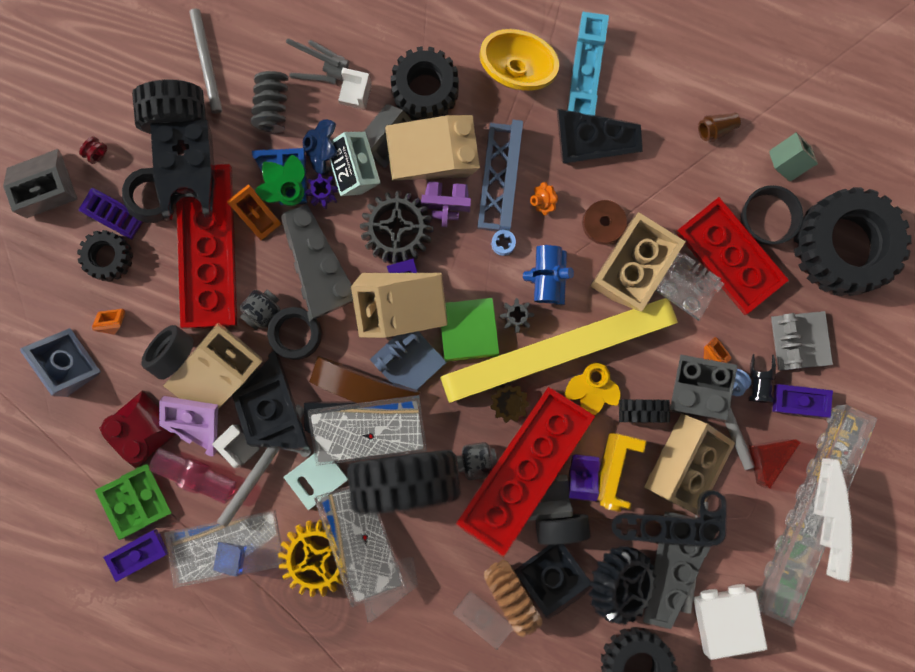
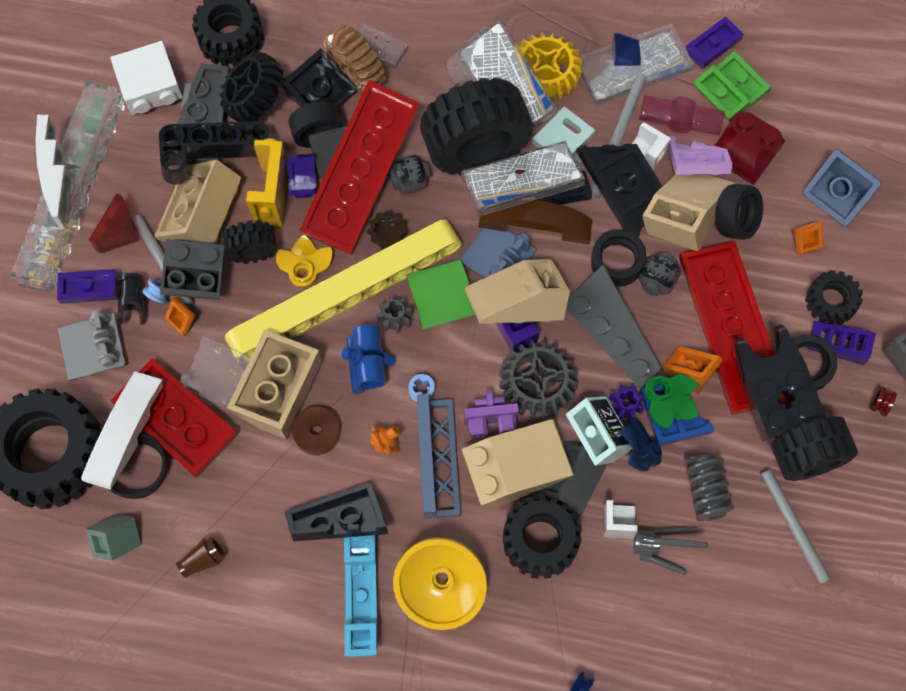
camera: 175 degrees right, 15 degrees down
(781, 240) = (121, 430): none -> white slope

